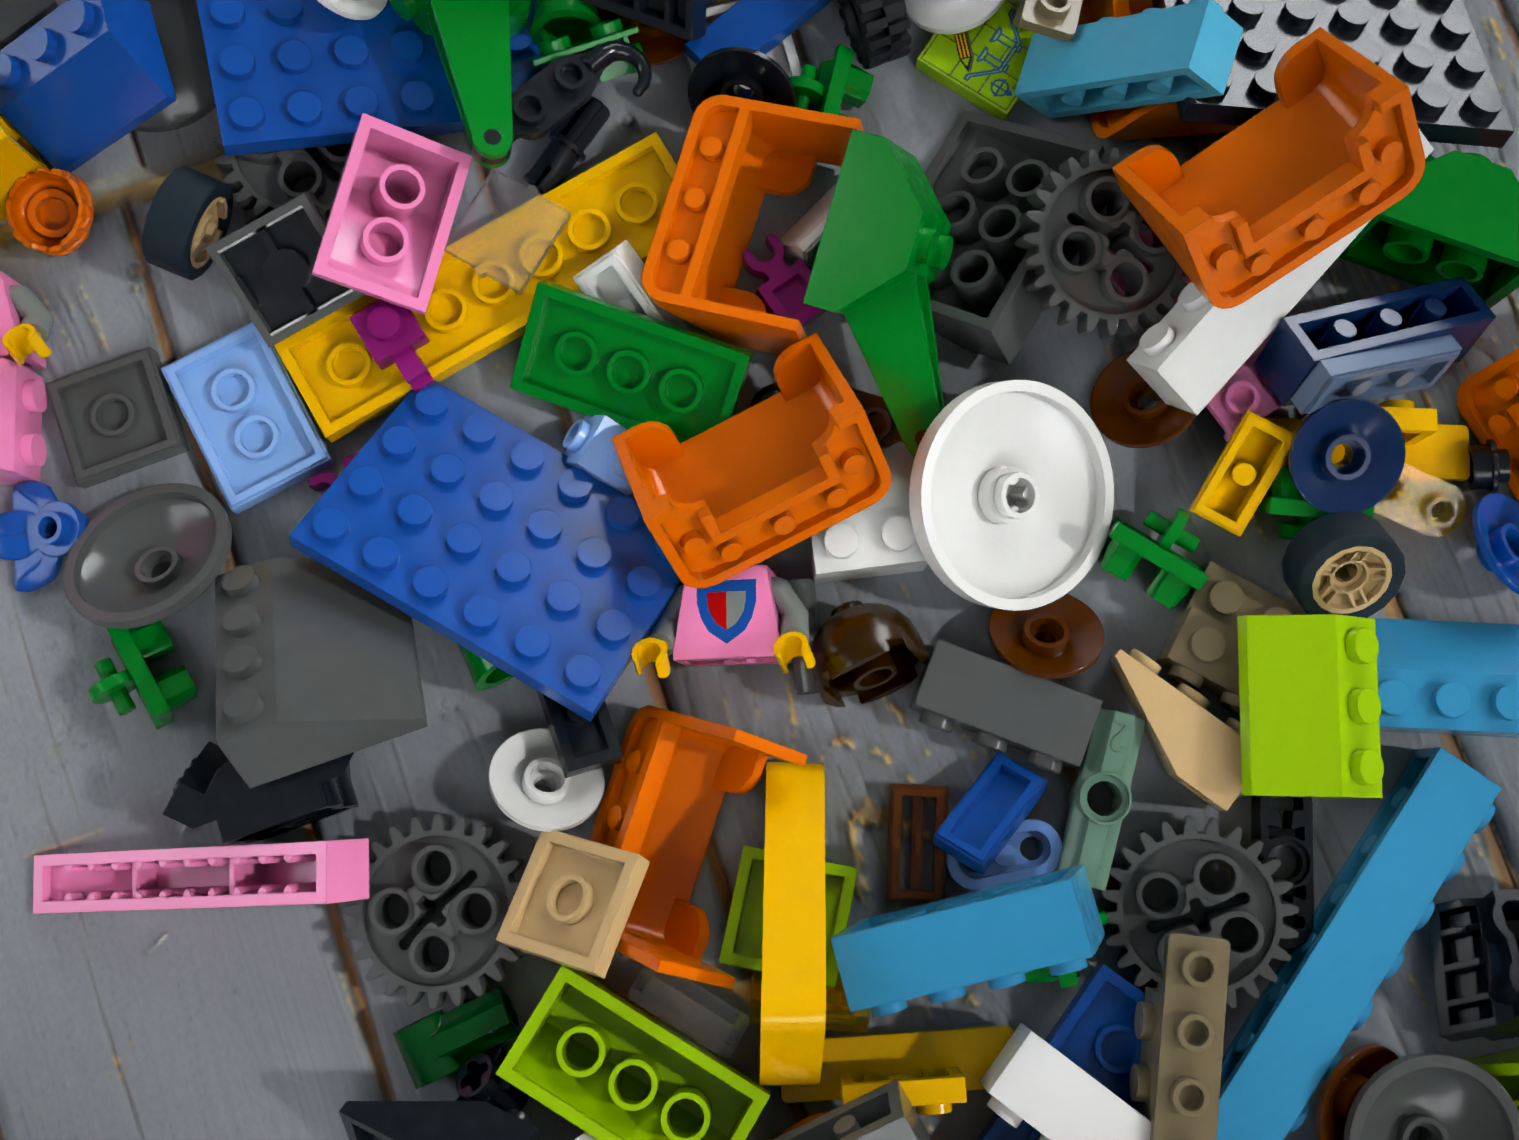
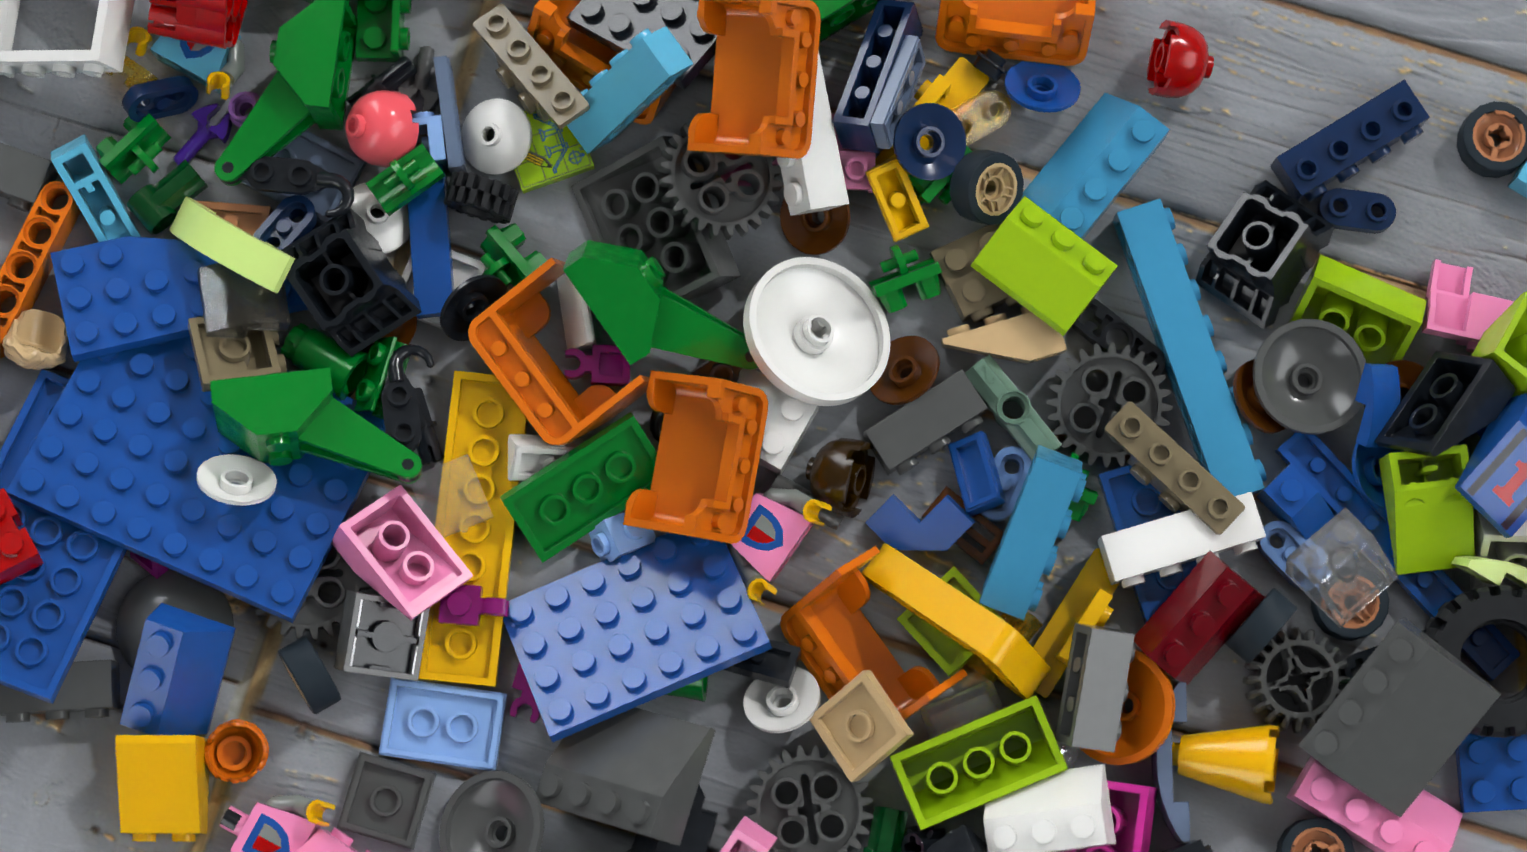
camera: 55 degrees left, 0 degrees up
(856, 777) = (905, 531): none -> blue tile

